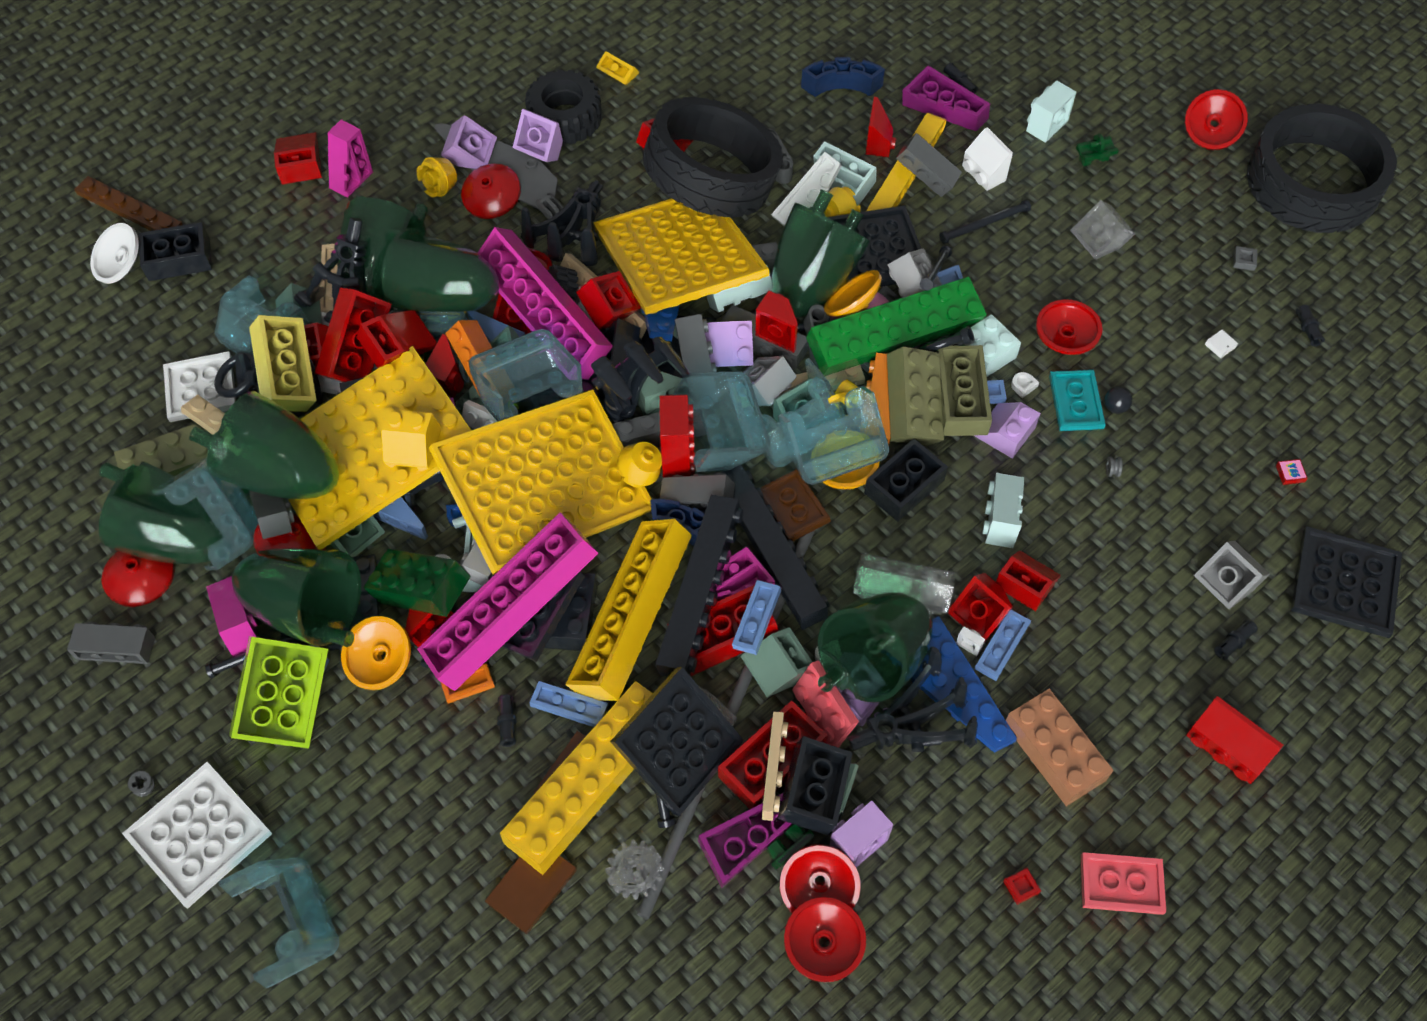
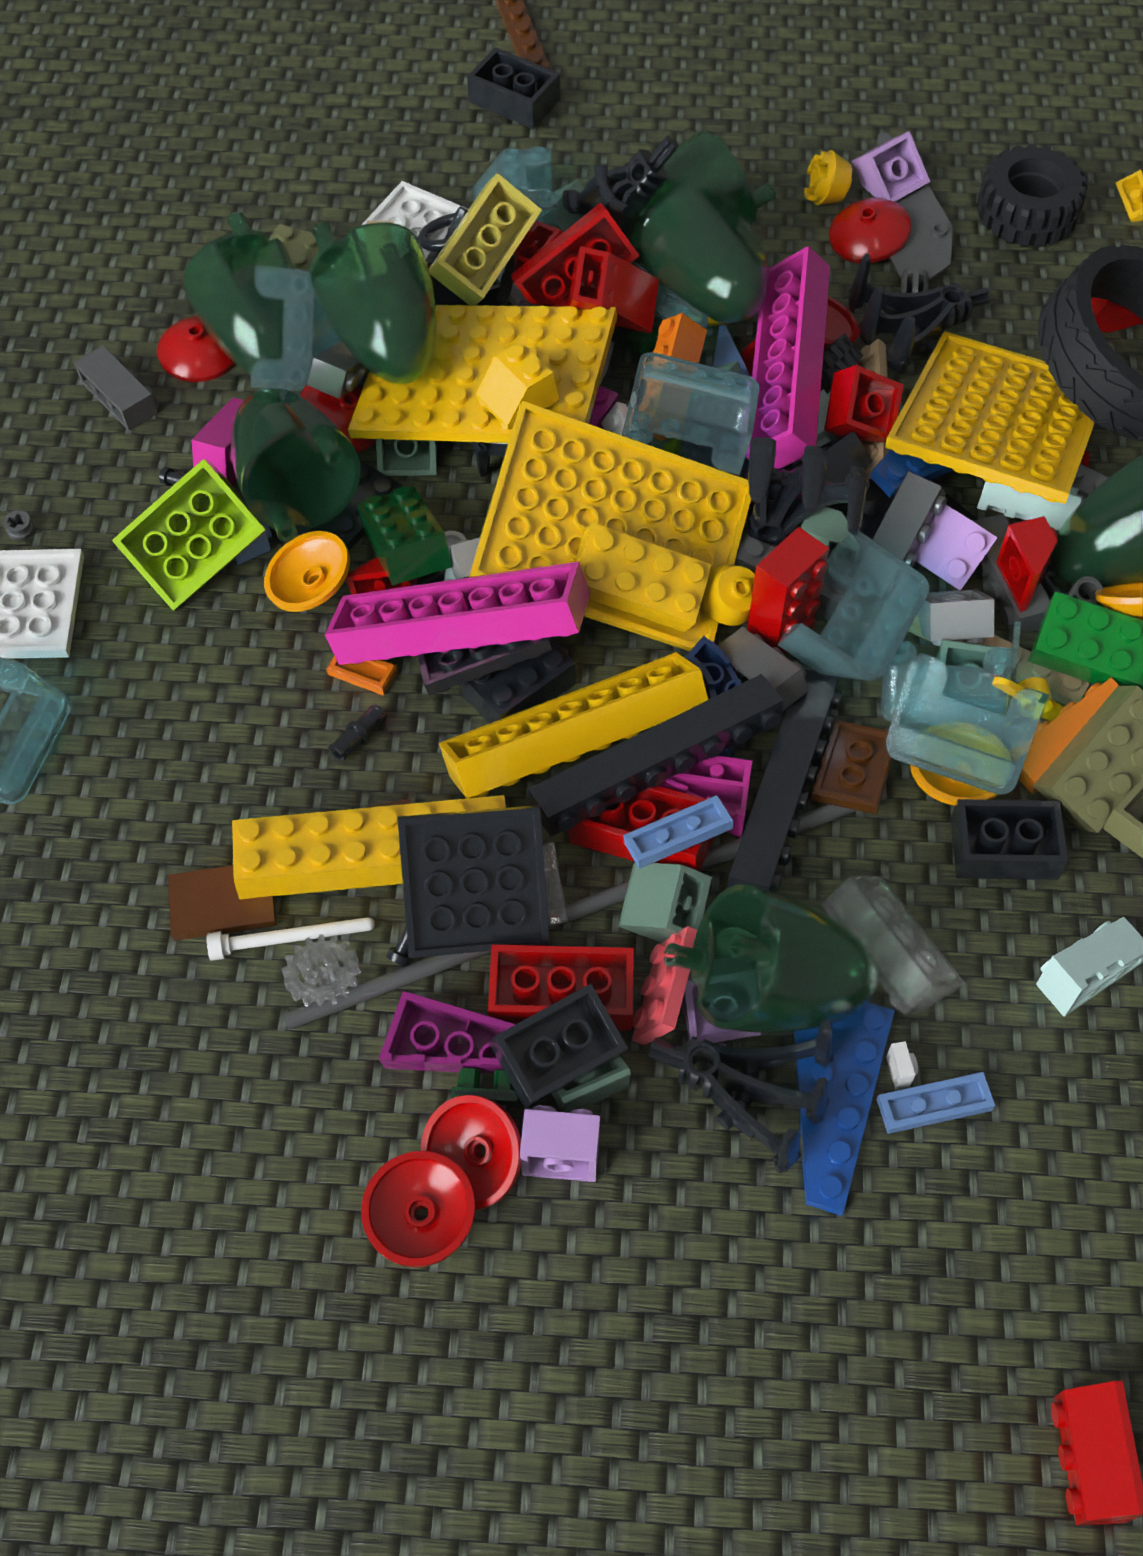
camera: 45 degrees right, 0 degrees up
(114, 253) = (461, 55): white dish -> none
(297, 158) = (712, 77): red slope -> none
(347, 158) = (754, 103): dark pink wedge -> none
(402, 517) = (462, 468): medium blue slope -> none
(445, 367) = (627, 352): red slope -> none
(538, 136) = (970, 206): lavender slope -> none
(560, 910) = (221, 945): none -> white piece
(568, 704) = (426, 763): medium blue plate -> none
(589, 493) = (642, 577): none -> yellow brick
(774, 777) = (531, 996): tan plate -> none
(981, 605) = (953, 1039): red slope -> none
(1022, 886) = (683, 1364): red tile -> none
(1027, 579) = (1039, 1059): red slope -> none
(1058, 747) = (879, 1263): nougat brick -> none
(1123, 883) = (797, 1474): coral plate -> none

